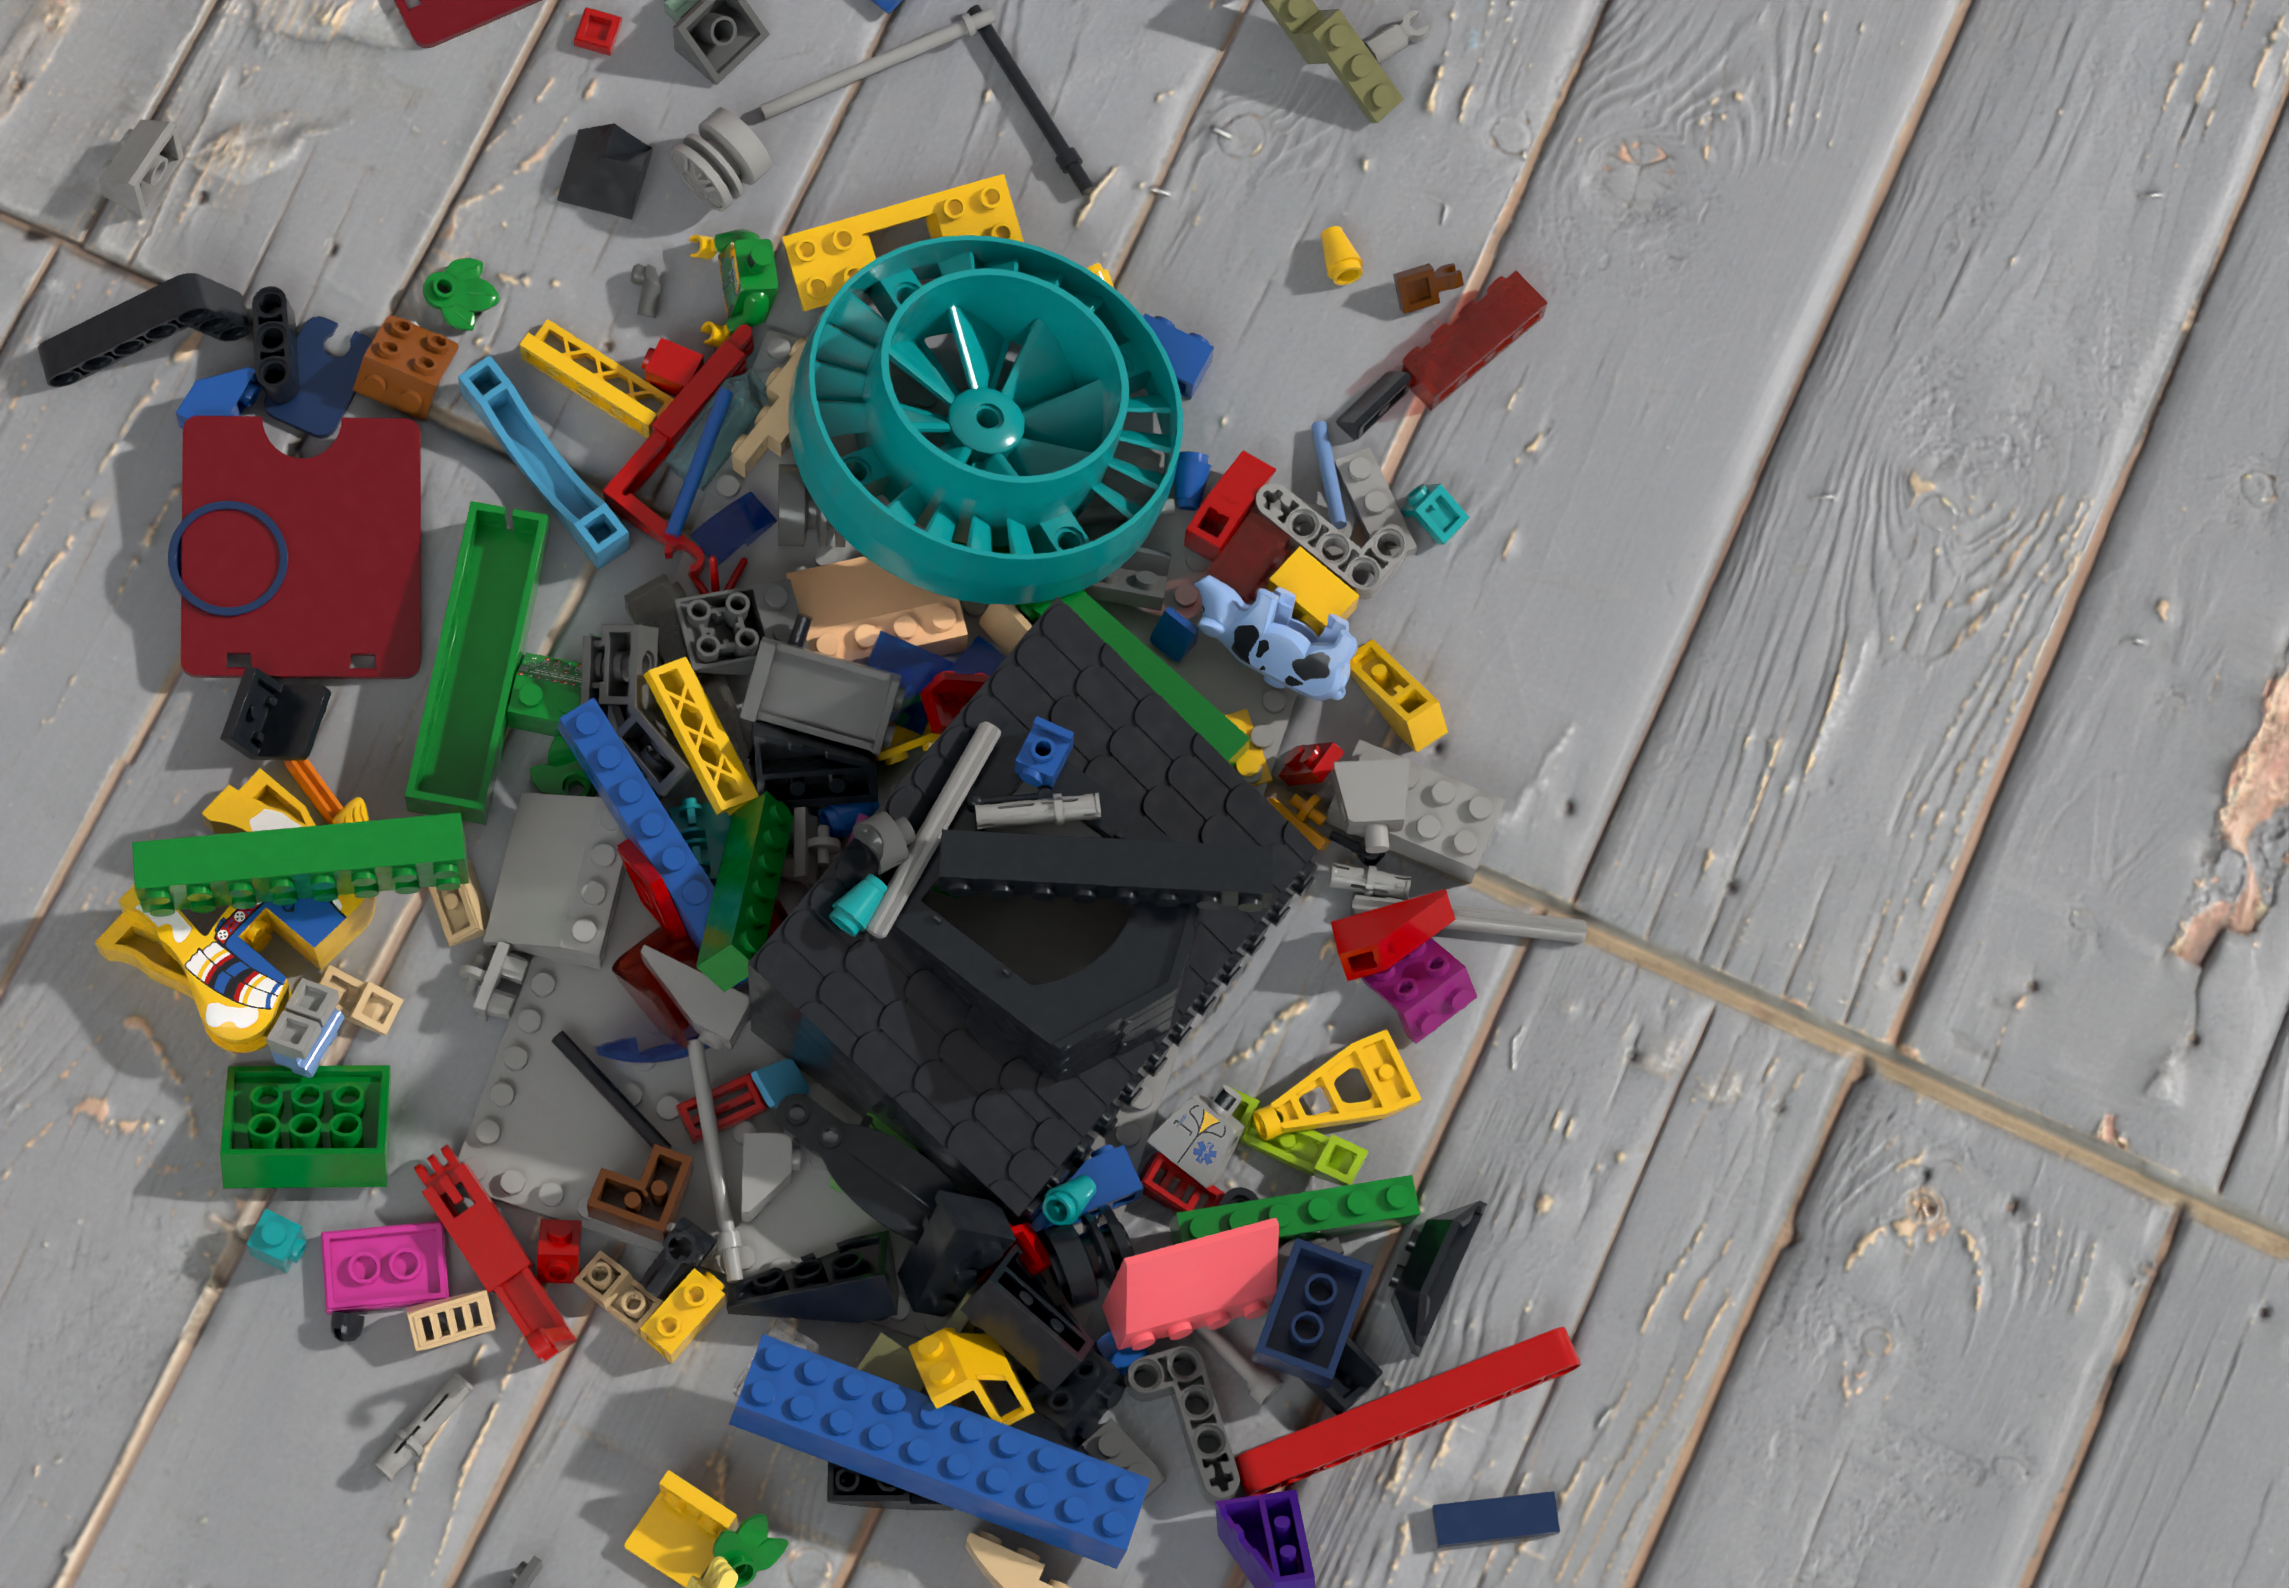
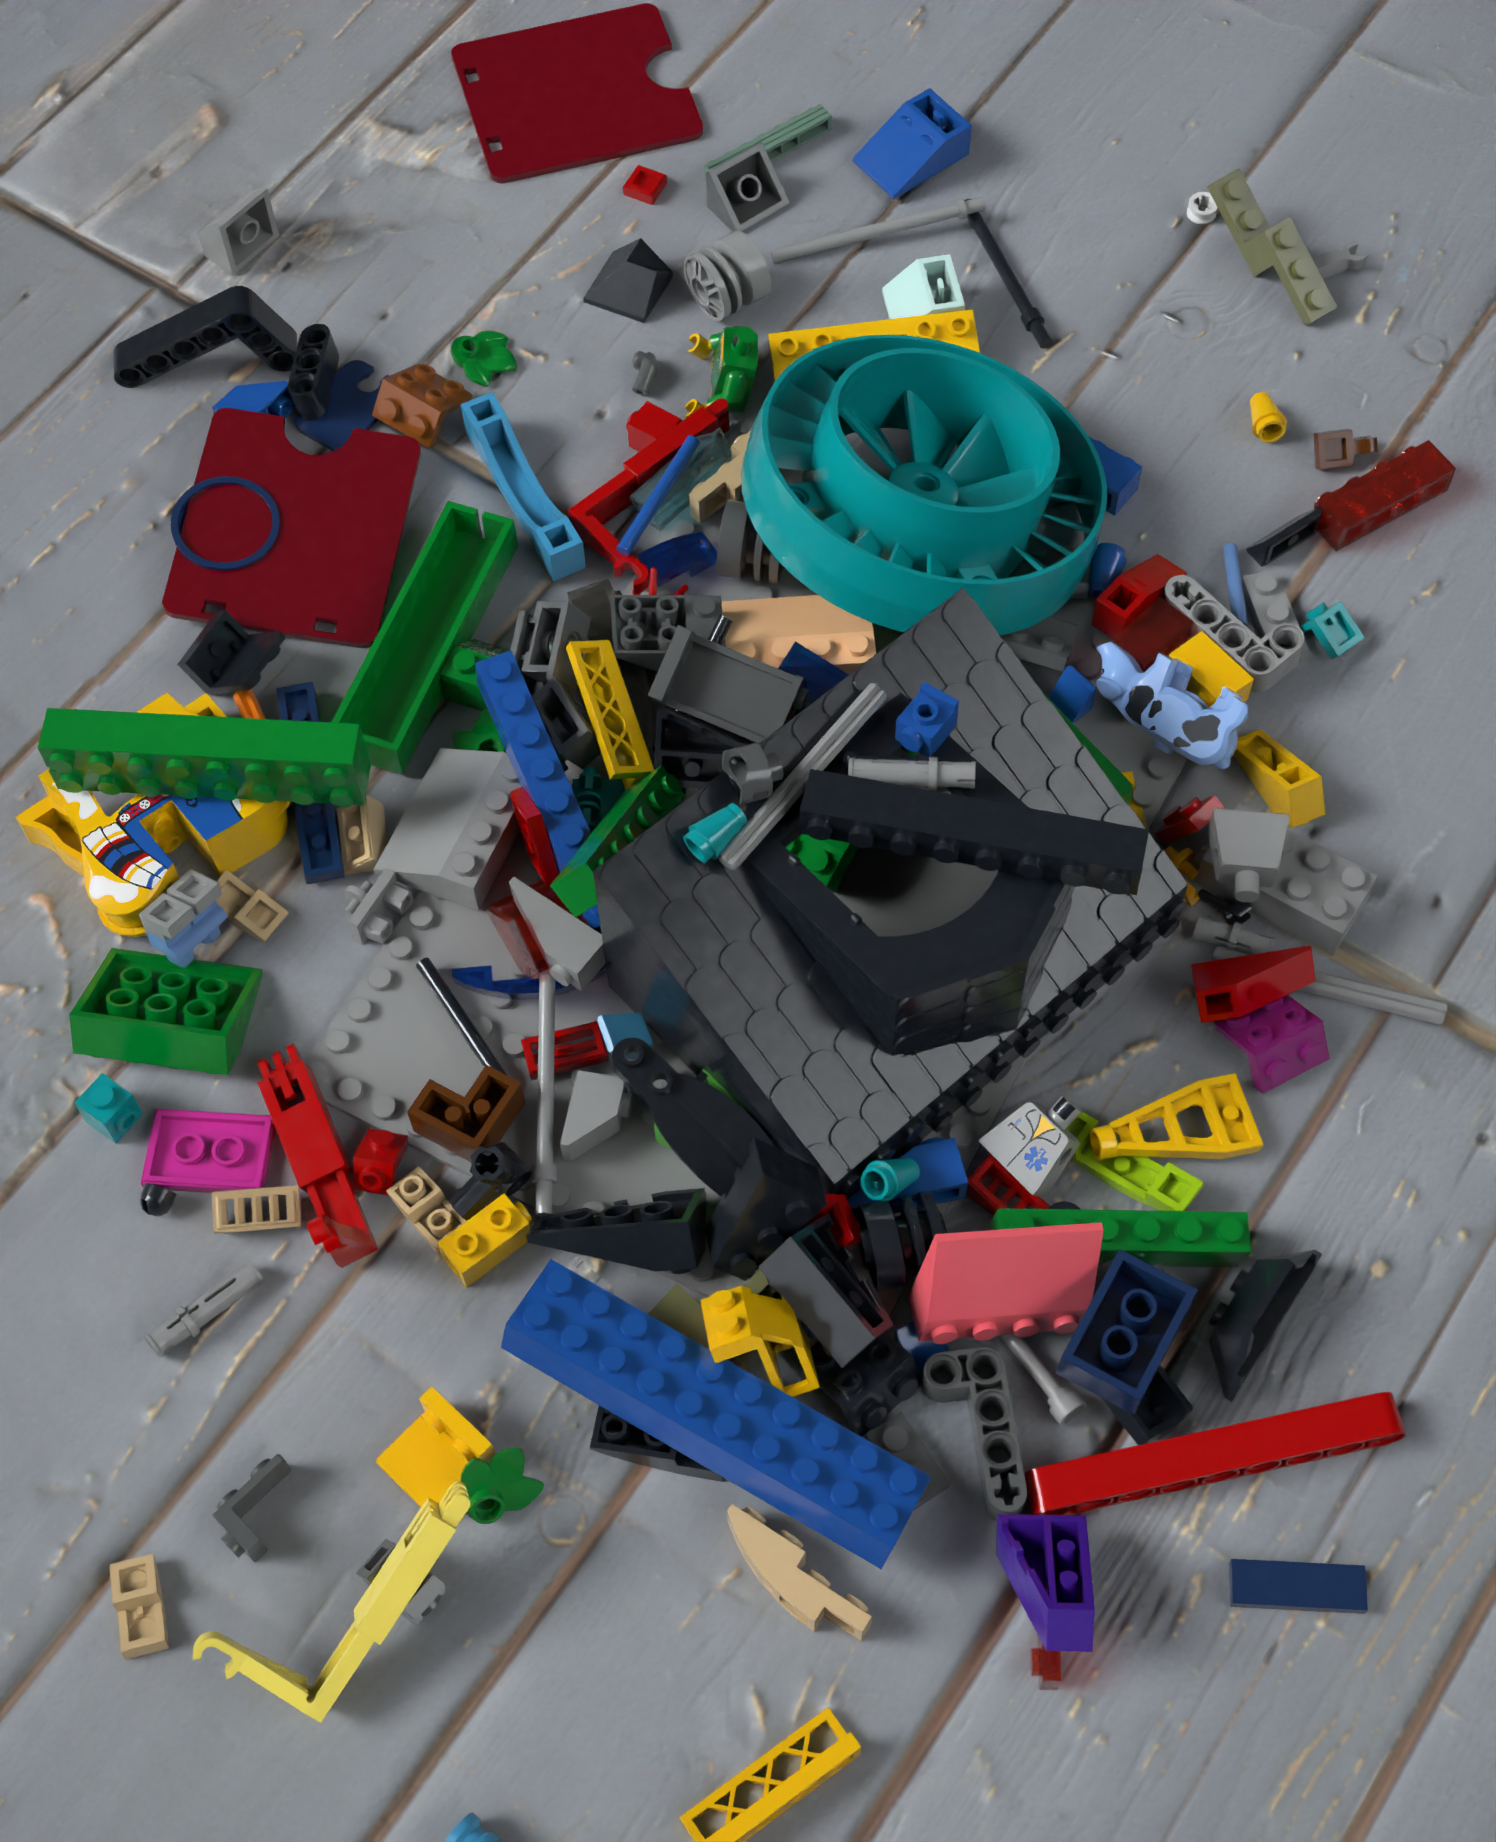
camera: 20 degrees right, 10 degrees down
(415, 911) = (316, 821): none -> dark blue plate
(592, 386) = (575, 434): yellow fence -> none
(944, 152) = (924, 289): none -> light aqua slope

